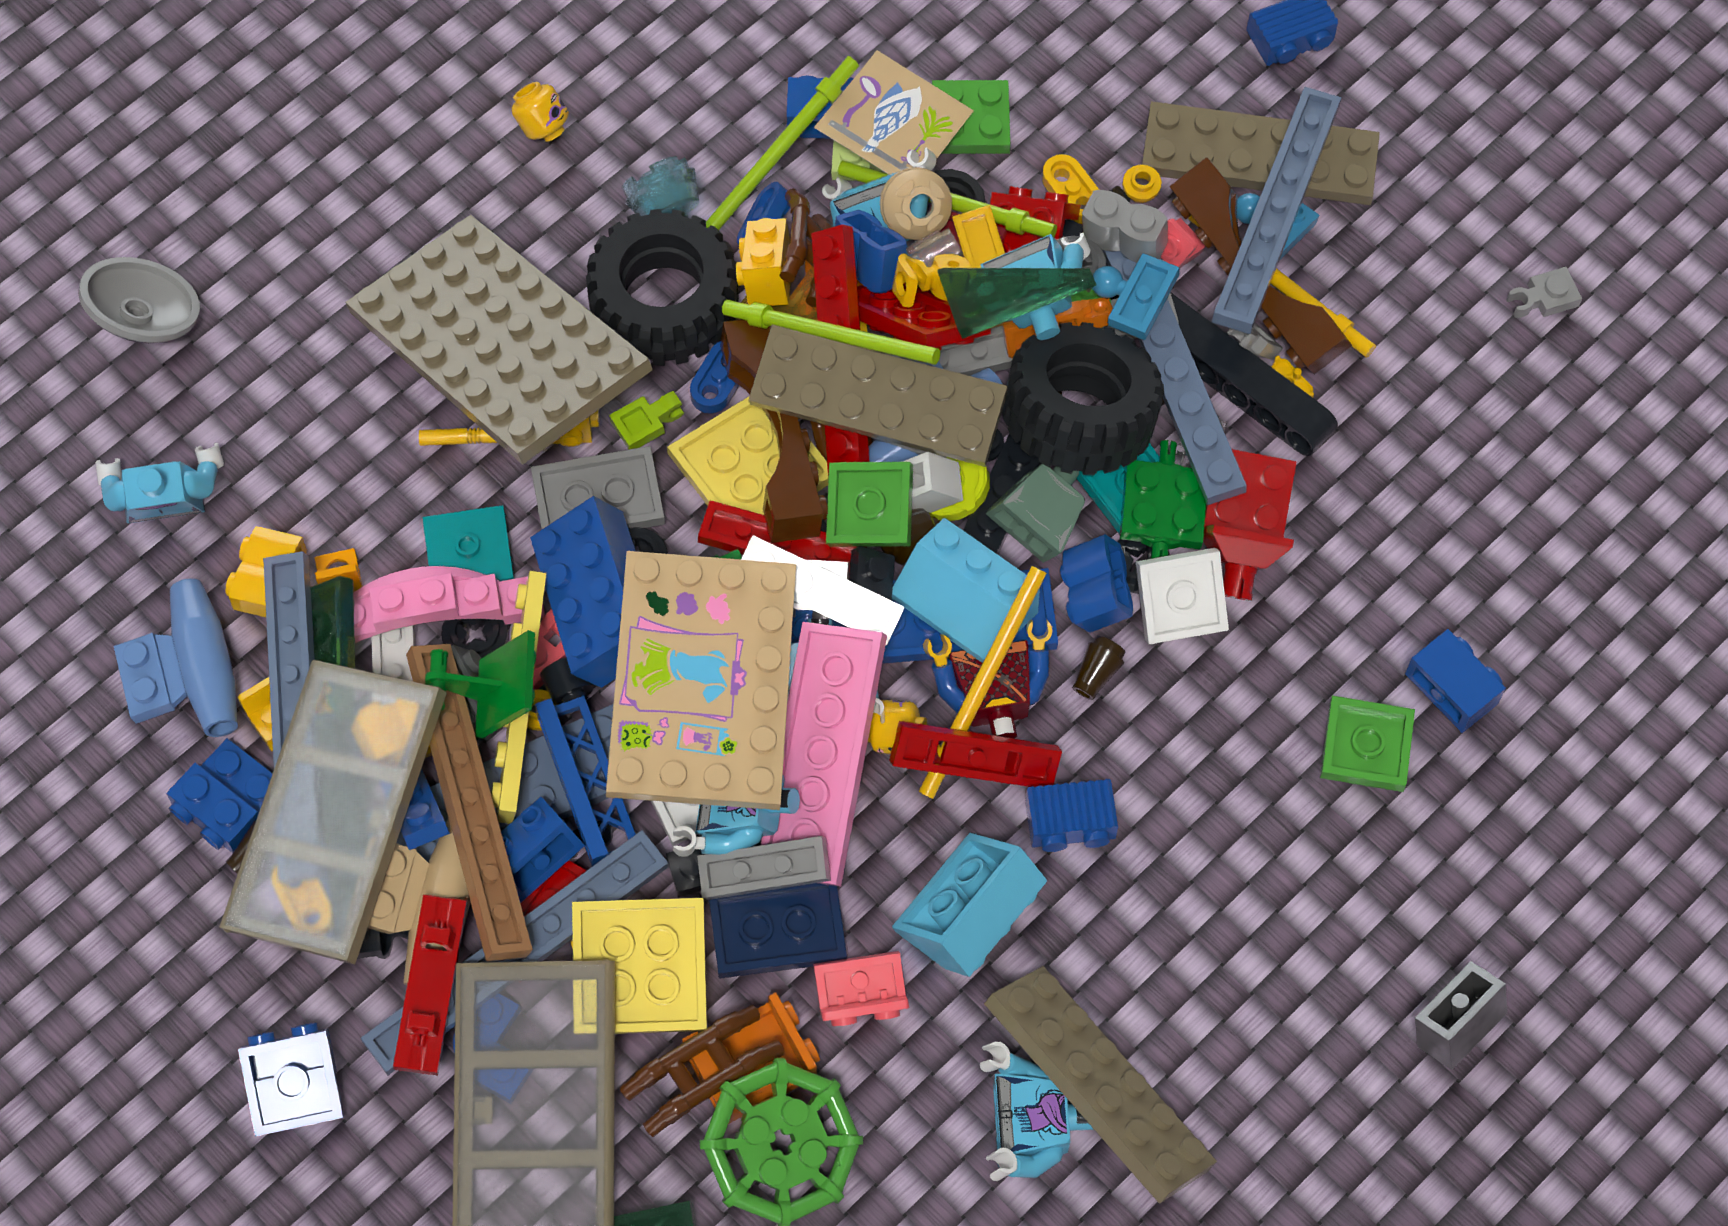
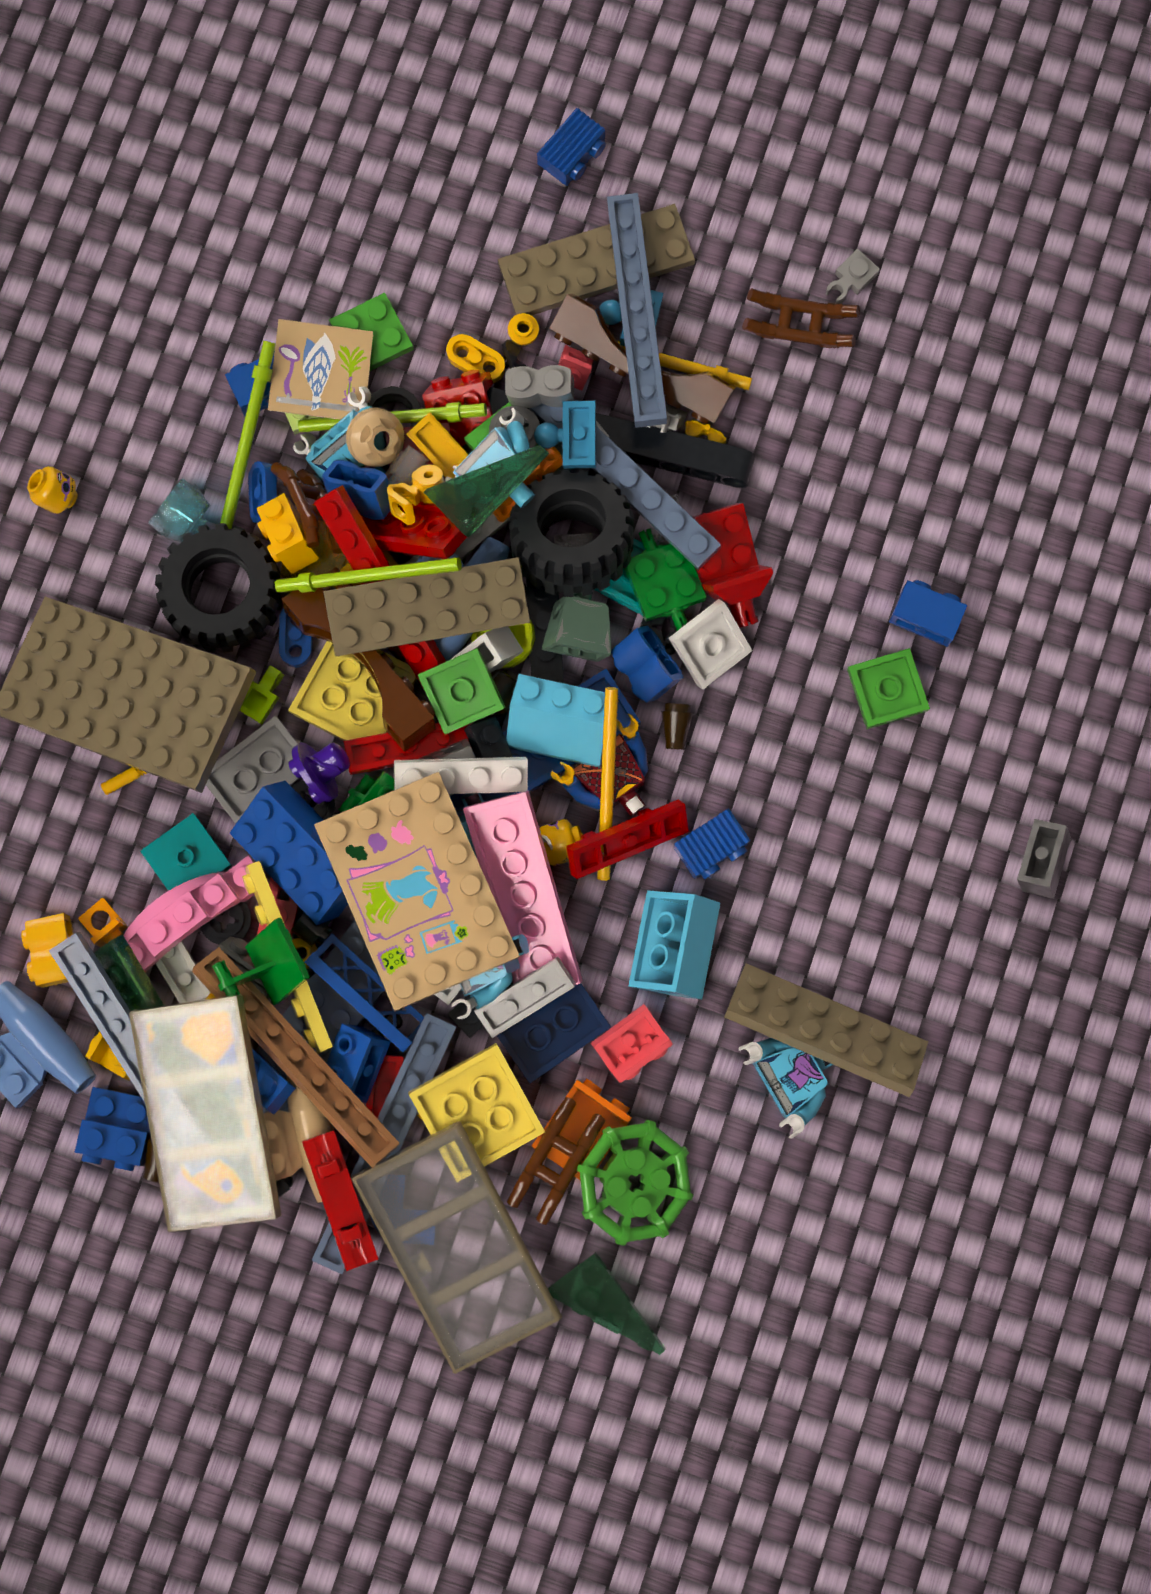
camera: 25 degrees left, 15 degrees up
(290, 1079) = (276, 1308): plate -> none
(667, 514) = (319, 769): none -> dark purple plate
(1456, 290) = (817, 311): none -> reddish brown piece

